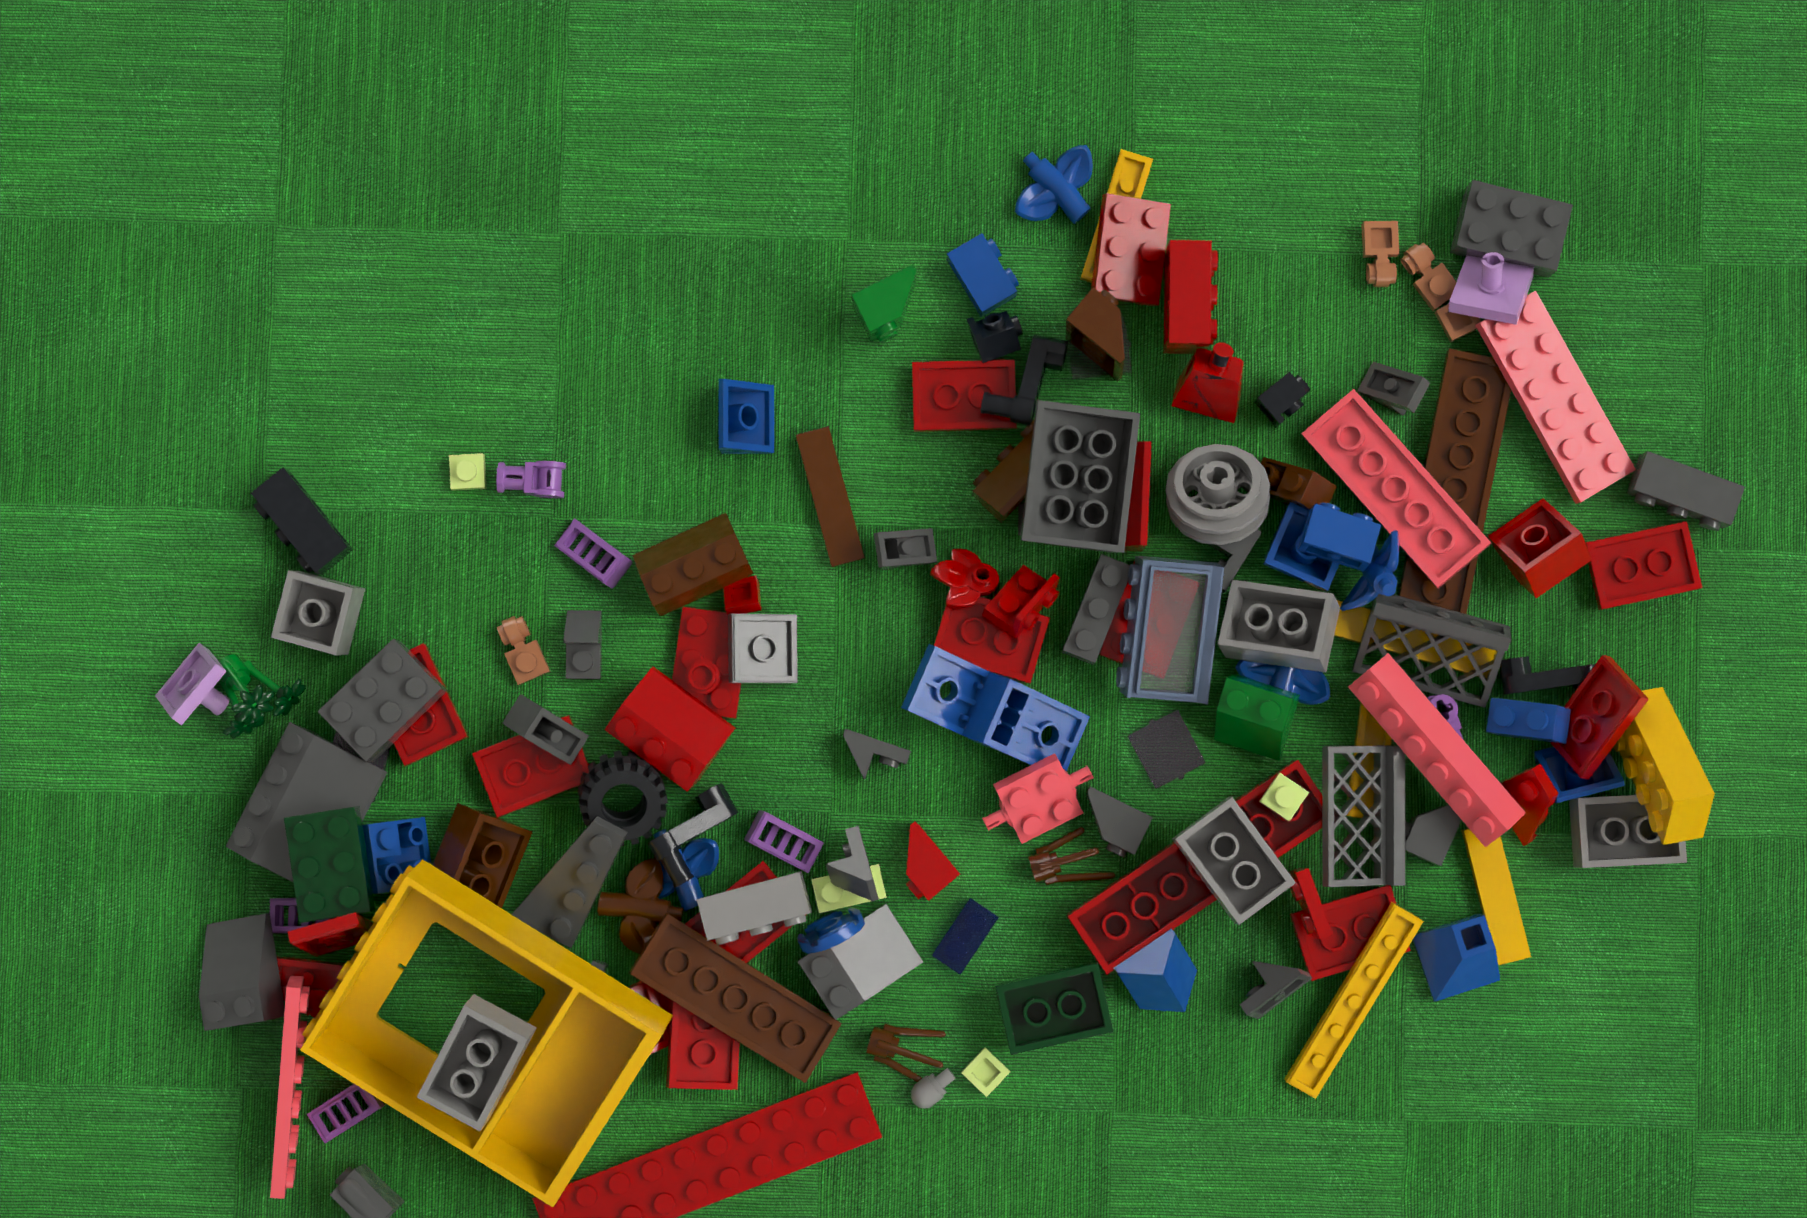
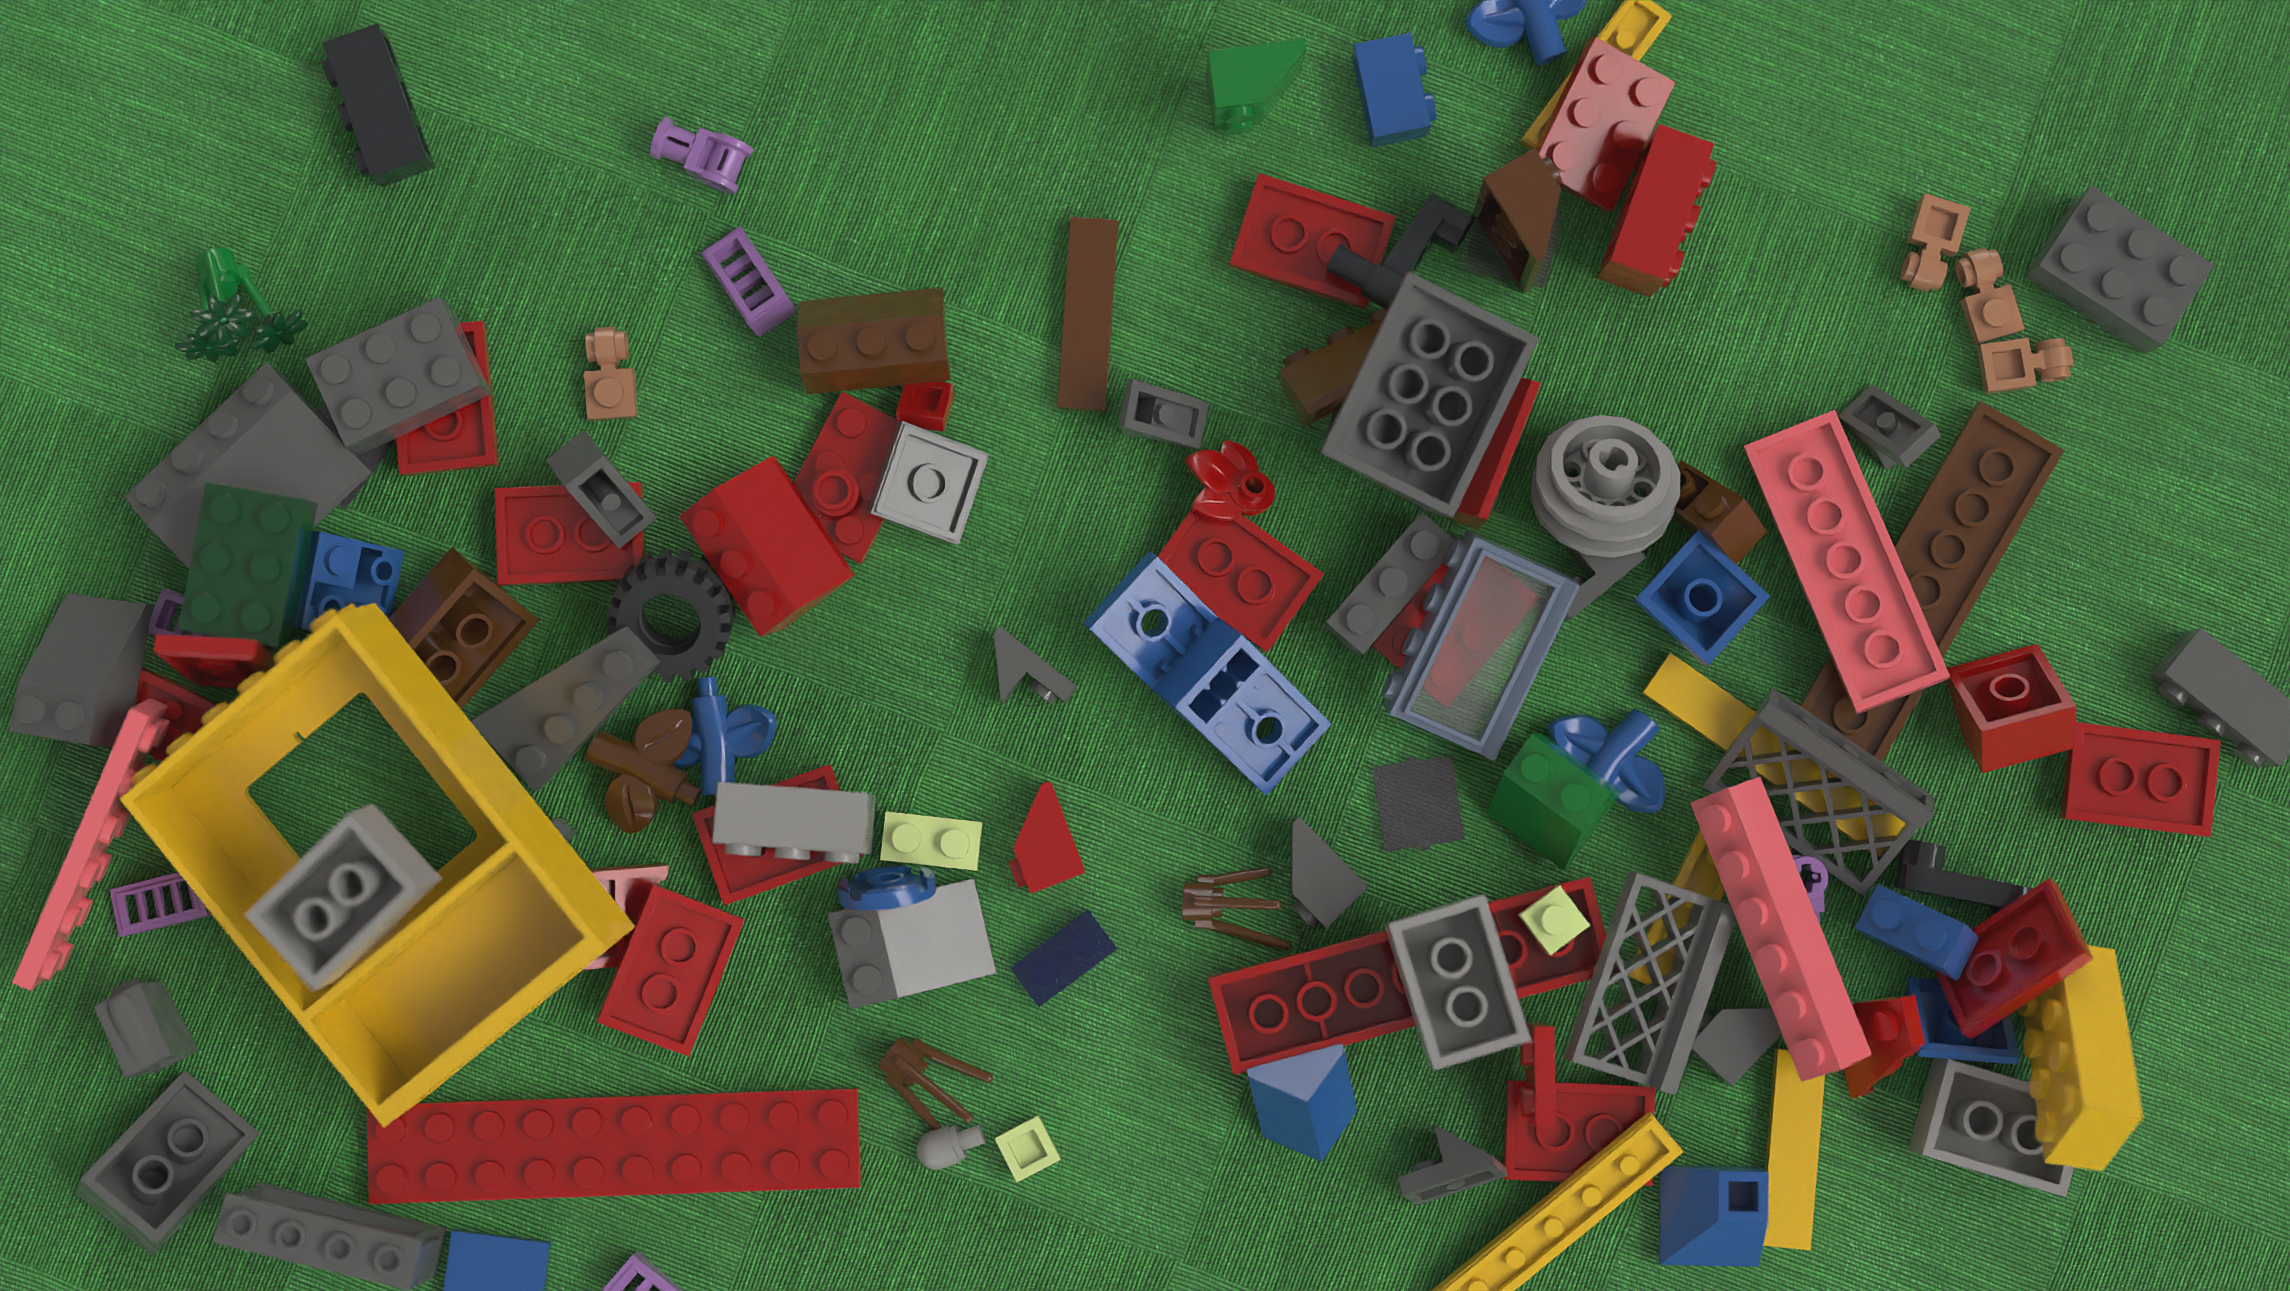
camera: 15 degrees right, 0 degrees up
(194, 685) = (159, 270): lavender tile -> none
(318, 612) = (356, 231): light grey brick -> none
(467, 471) = (621, 116): yellowish green plate -> none
(583, 644) = (693, 396): dark grey slope -> none
(716, 808) = (792, 675): black beam -> none
(735, 998) = (727, 933): reddish brown plate -> none
(746, 417) = (1011, 170): blue slope -> none
(757, 827) = (840, 717): medium lavender slope -> none
(853, 871) = (945, 819): dark grey slope -> none
(995, 335) = (1381, 175): black brick -> none
(1020, 600) = (1293, 538): red bracket -> none
(1038, 798) = (1224, 808): coral plate -> none
(1053, 1008) = (1147, 1095): dark green brick -> none
(1211, 383) = (1647, 337): red torso -> none
(1279, 625) = (1626, 689): light grey brick -> none
(1282, 398) = (1735, 391): black brick -> none
(1339, 536) = (1749, 598): blue brick -> none
(1377, 577) = (1781, 664): blue plant -> none
(1491, 288) = (2065, 339): lavender tile -> none
(1557, 400) = (2101, 514): coral plate -> none

